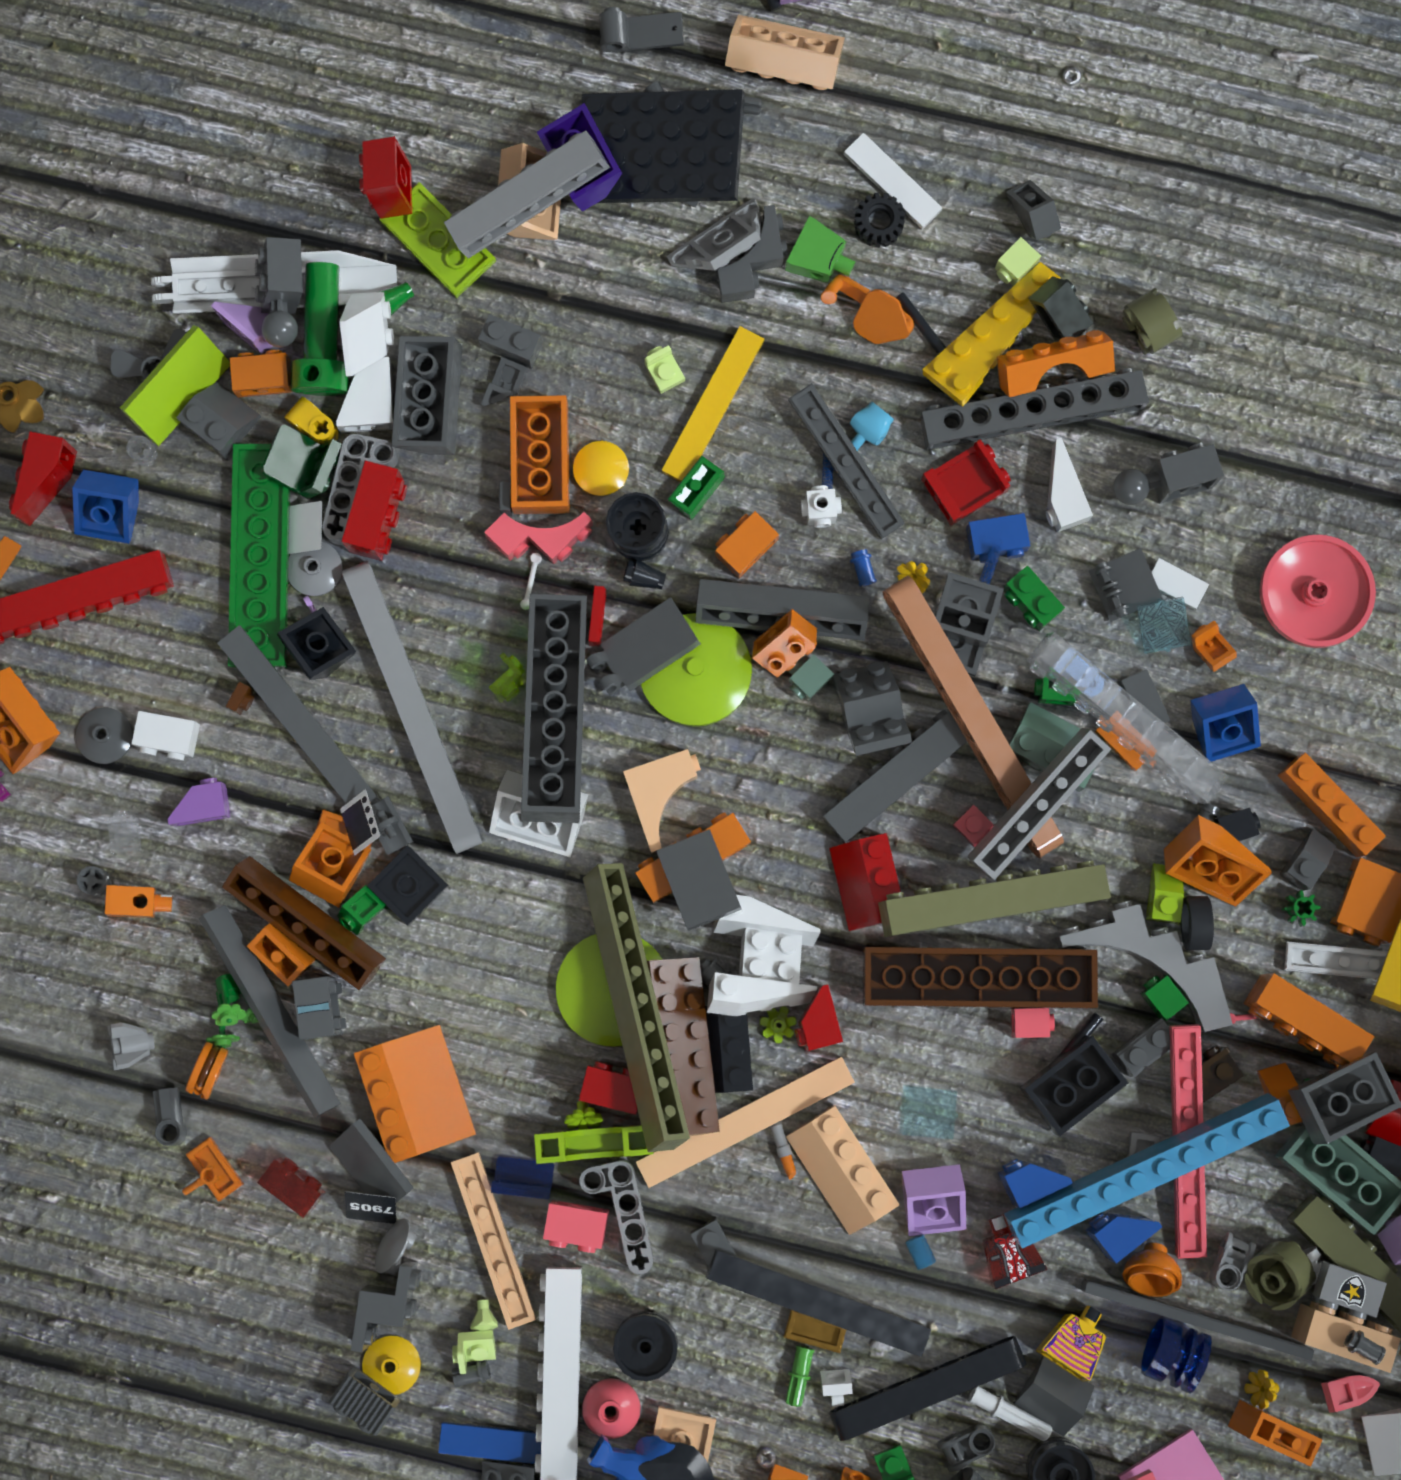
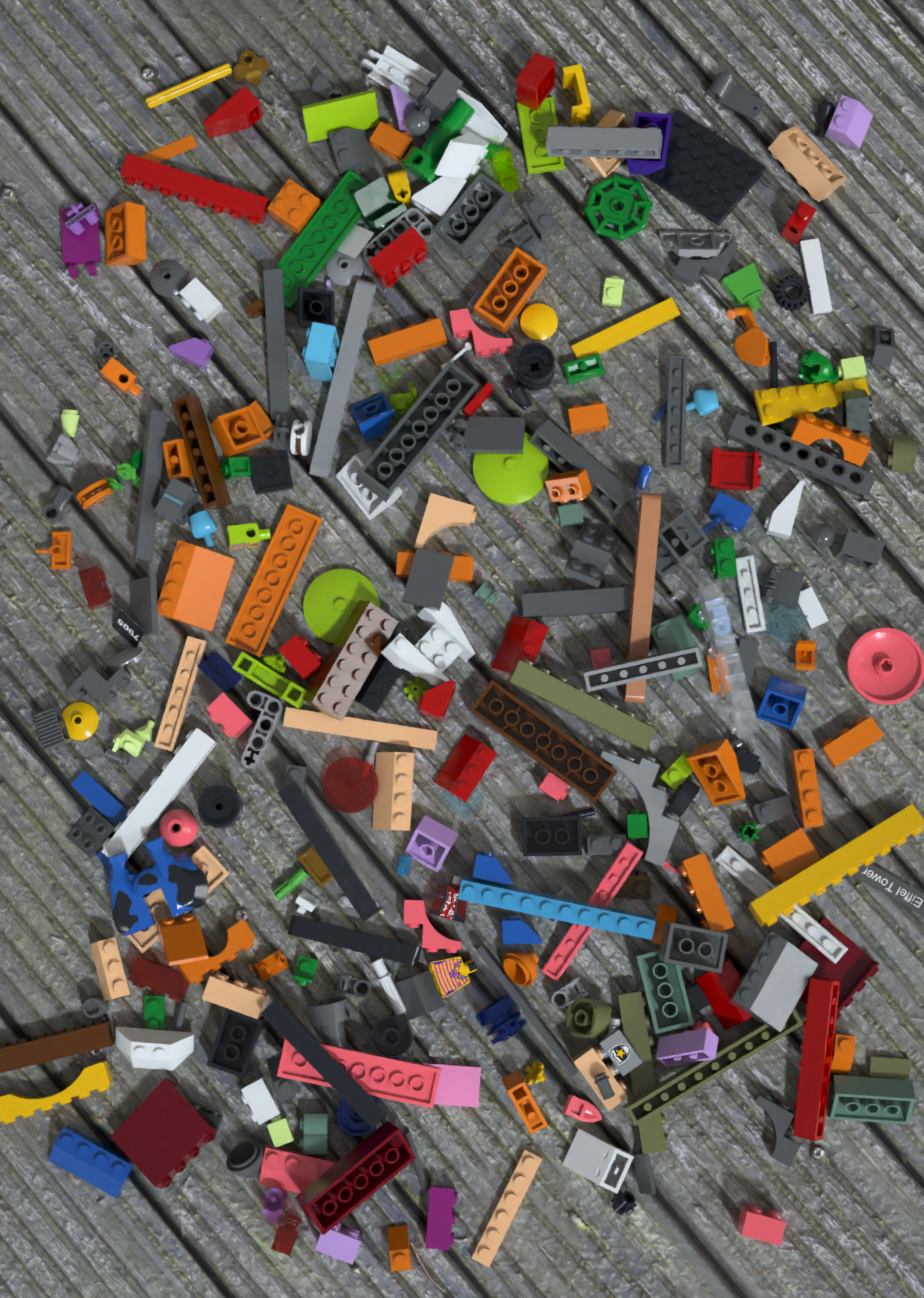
camera: 40 degrees right, 0 degrees up
(105, 506) = (257, 155): blue slope -> none
(109, 1002) = (69, 422): none -> yellowish green cone
(198, 537) = (294, 207): none -> orange brick
(360, 822) = (270, 420): black sticker -> none
(366, 693) = (321, 351): none -> medium azure brick
(370, 1012) = (203, 526): none -> medium azure piece
(414, 816) = (301, 437): none -> white head
(424, 996) = (238, 539): none -> lime torso
(427, 313) = (504, 170): none -> clear neon green brick
(432, 140) = (573, 77): none -> yellow panel
(458, 606) = (407, 341): none -> orange brick
(482, 727) = (372, 416): none -> blue slope
(507, 1017) = (273, 580): none -> orange plate
(588, 276) = (621, 217): none -> green plate
(636, 1008) = (344, 621): olive brick -> none
(780, 846) = (486, 594): none -> sand green brick
(784, 1200) = (350, 785): none -> clear red piece
(821, 516) = (640, 432): white brick -> none
(825, 126) = (799, 220): none -> red torso
(908, 1077) = (465, 767): none -> red slope
(917, 573) = (668, 501): yellow plant -> none
(975, 291) = (816, 368): none -> green helmet
(1020, 1315) = (431, 940): none -> coral arch
(1094, 619) = (750, 594): none -> white tile
(1342, 710) = (851, 741): none -> orange brick

